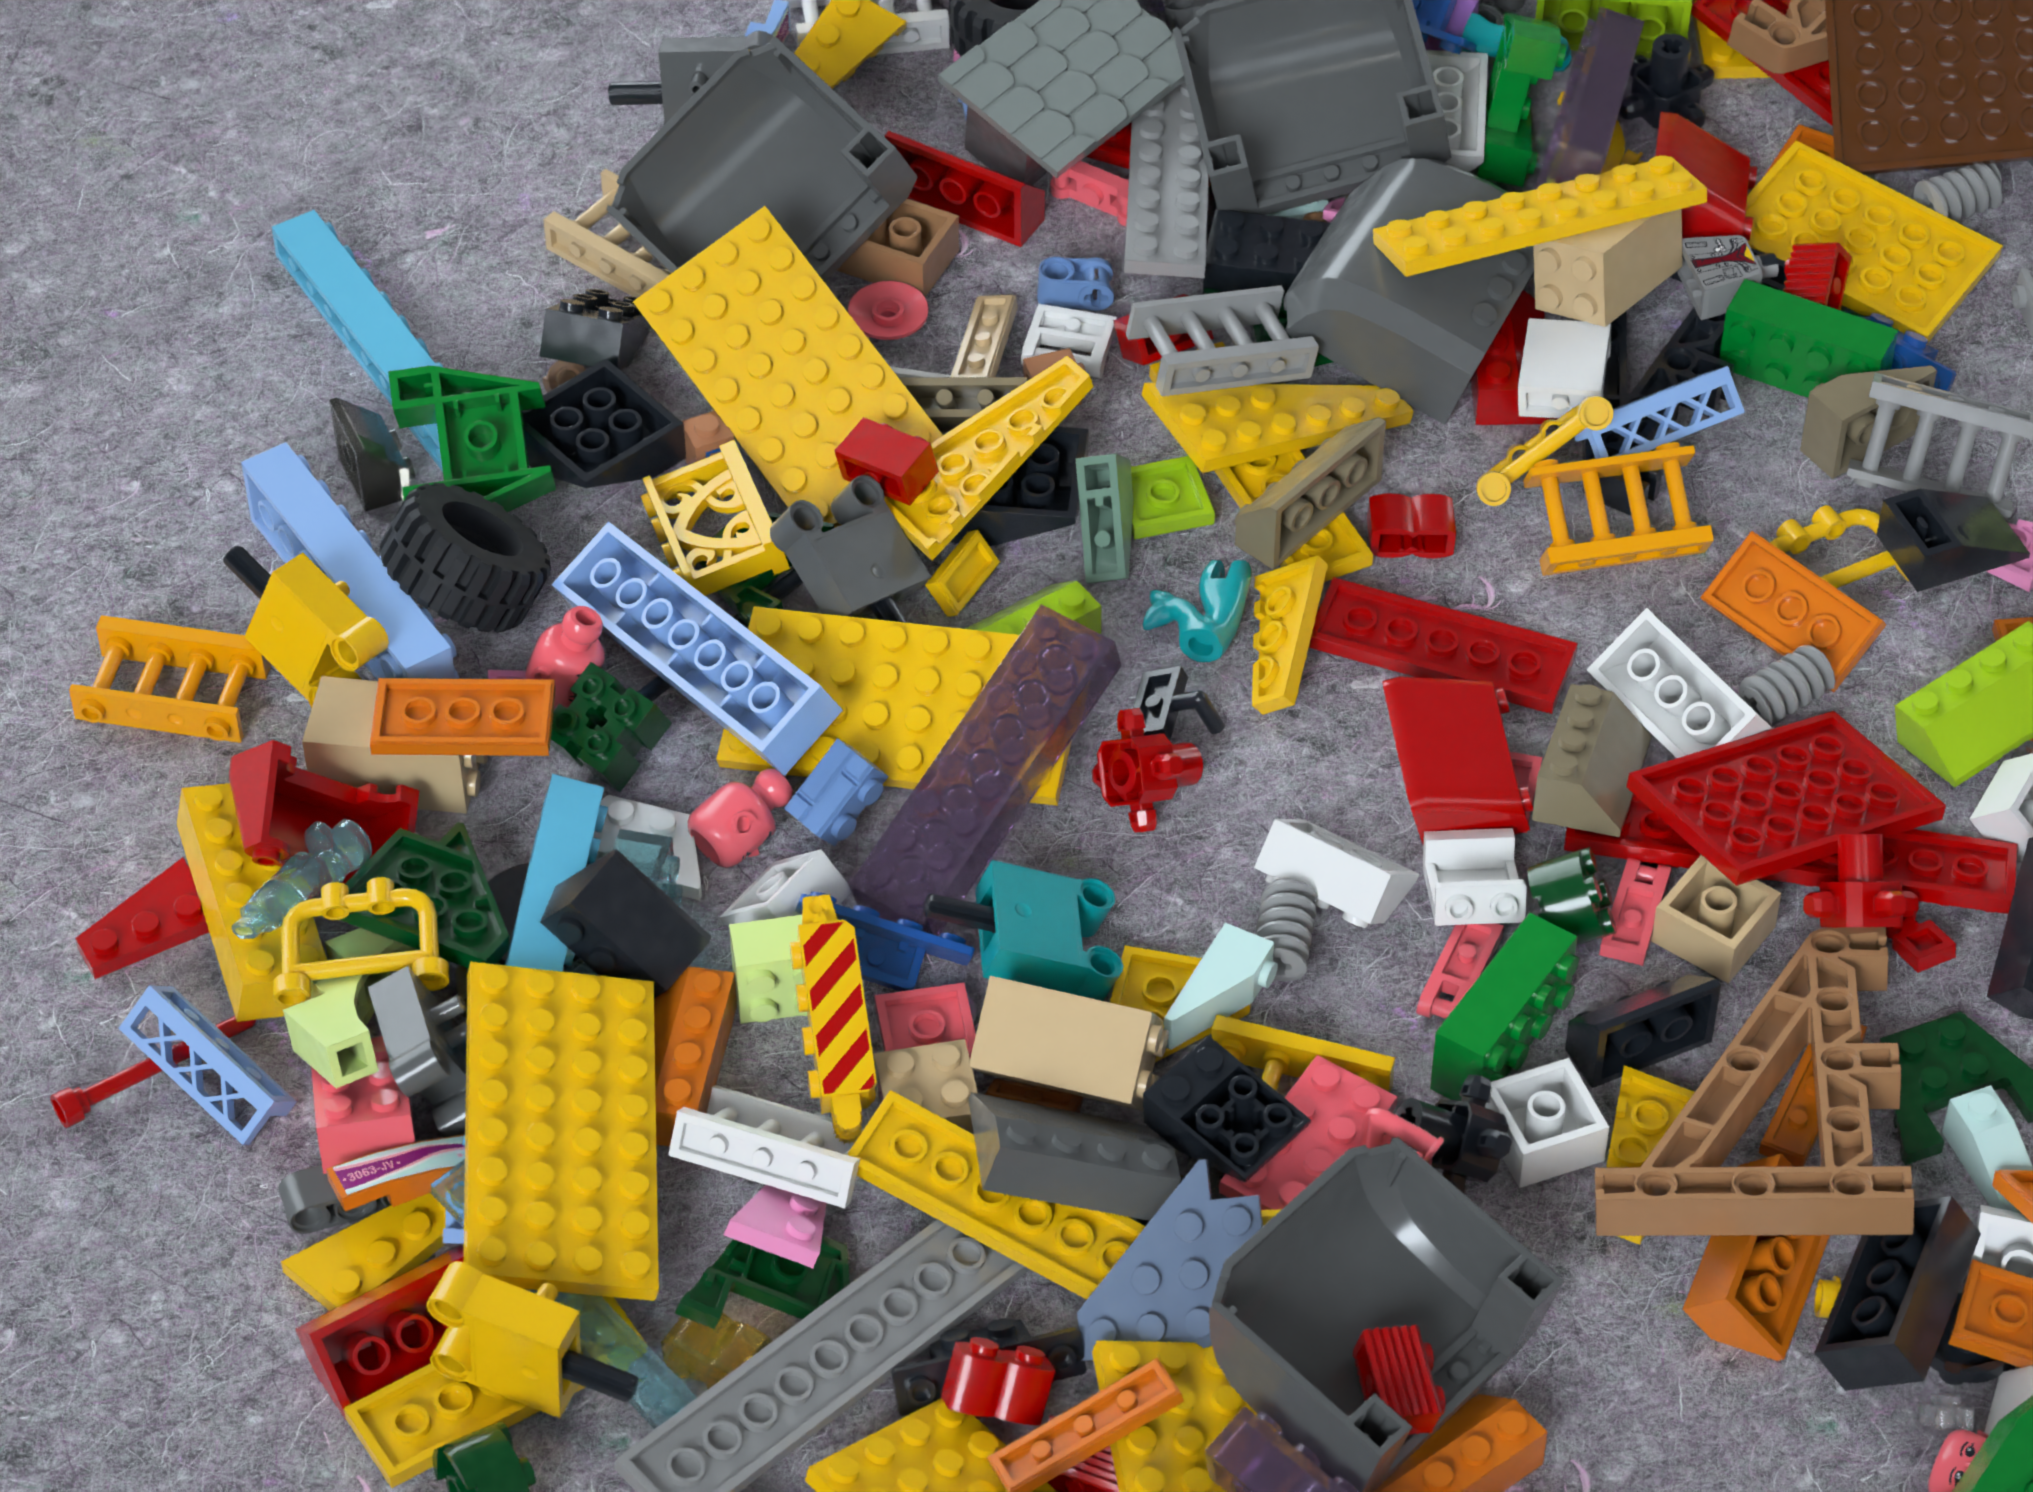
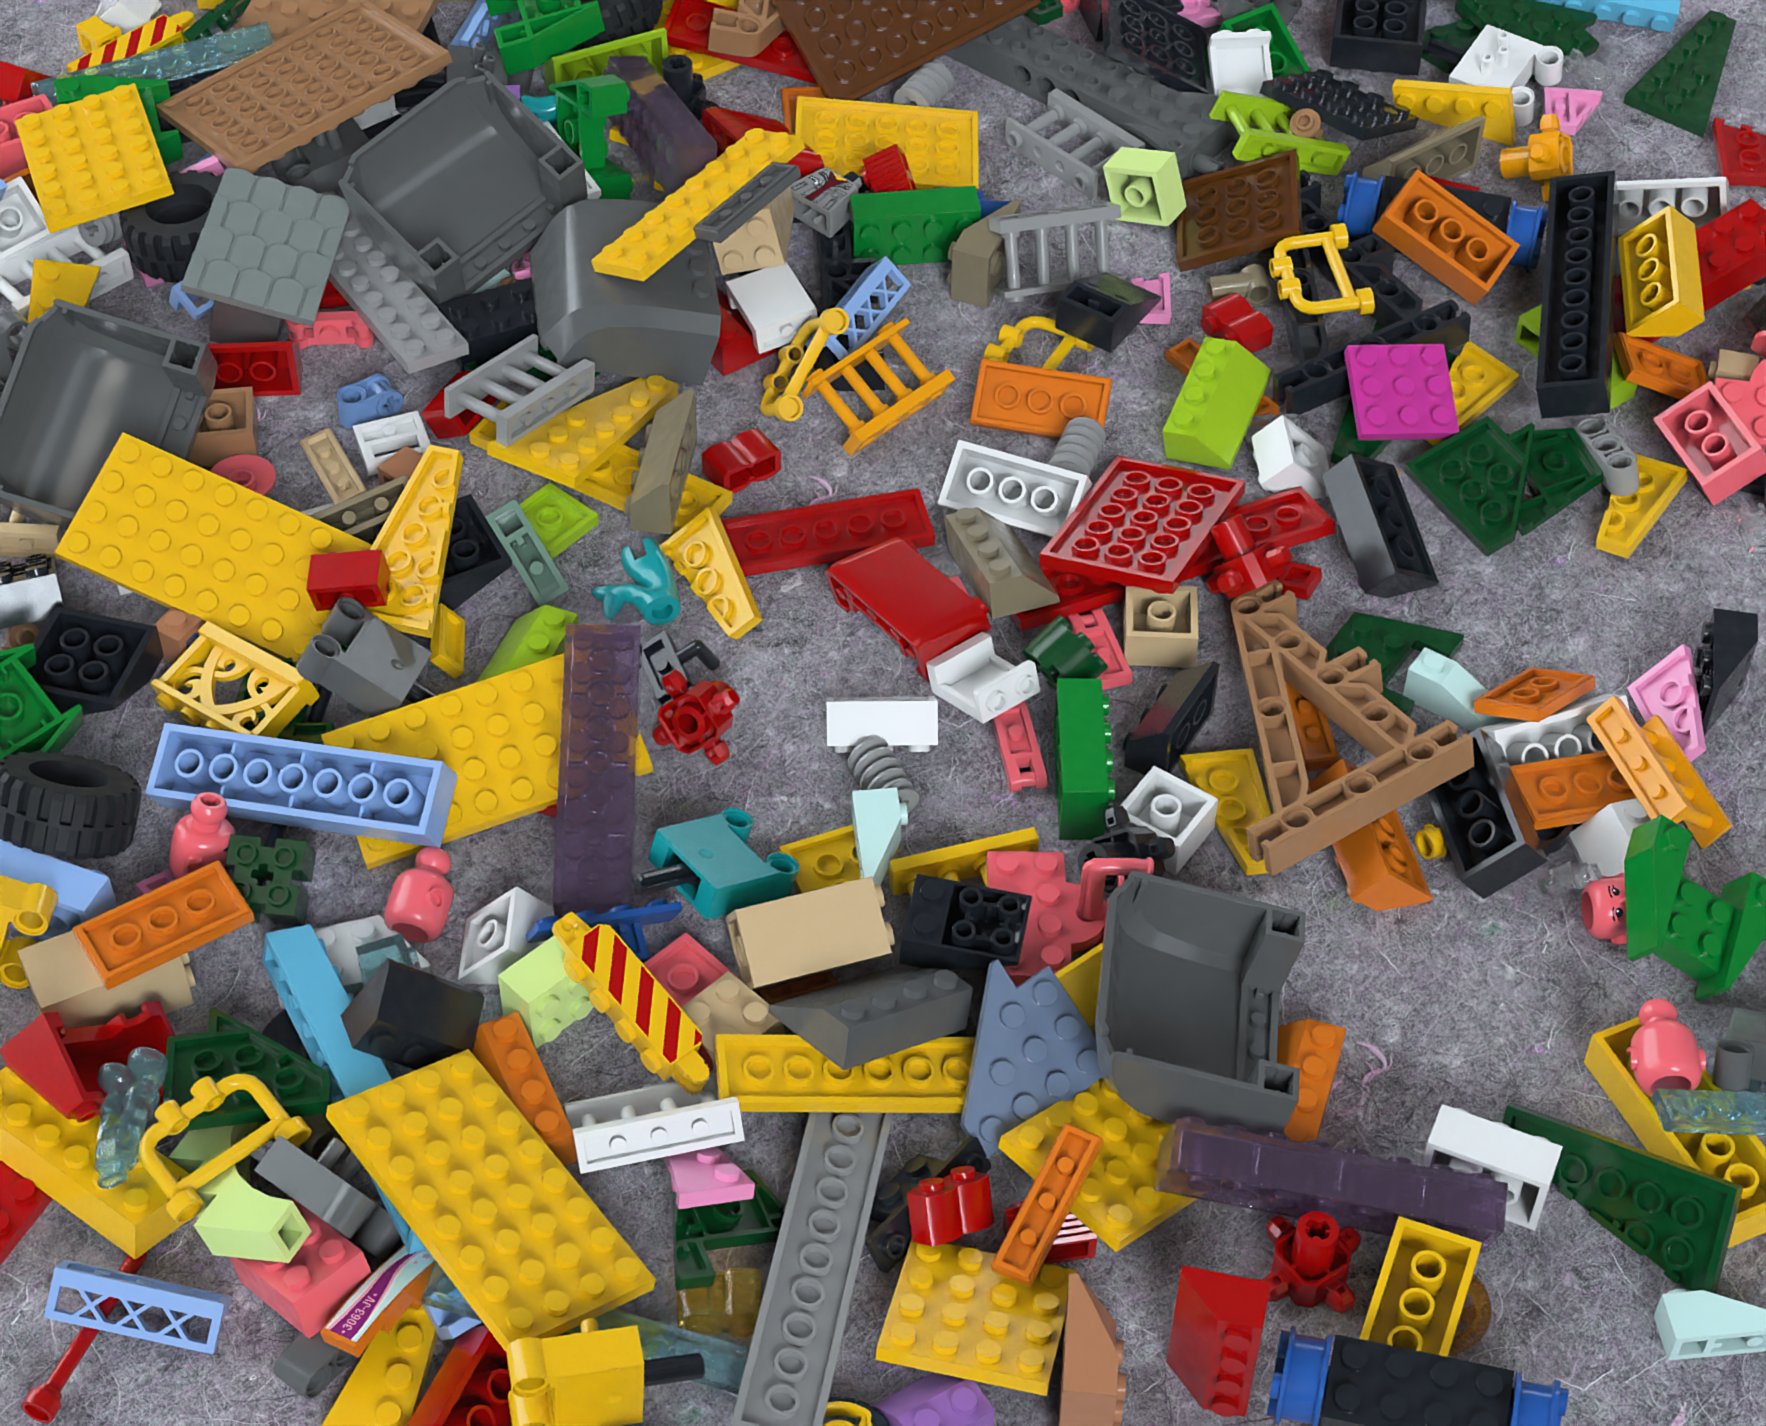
camera: 35 degrees left, 0 degrees up
(837, 793) = (487, 841): medium blue brick -> none
(1398, 1370) = (1235, 1042): red brick -> none
(1585, 236) = (747, 202): none -> dark grey tile

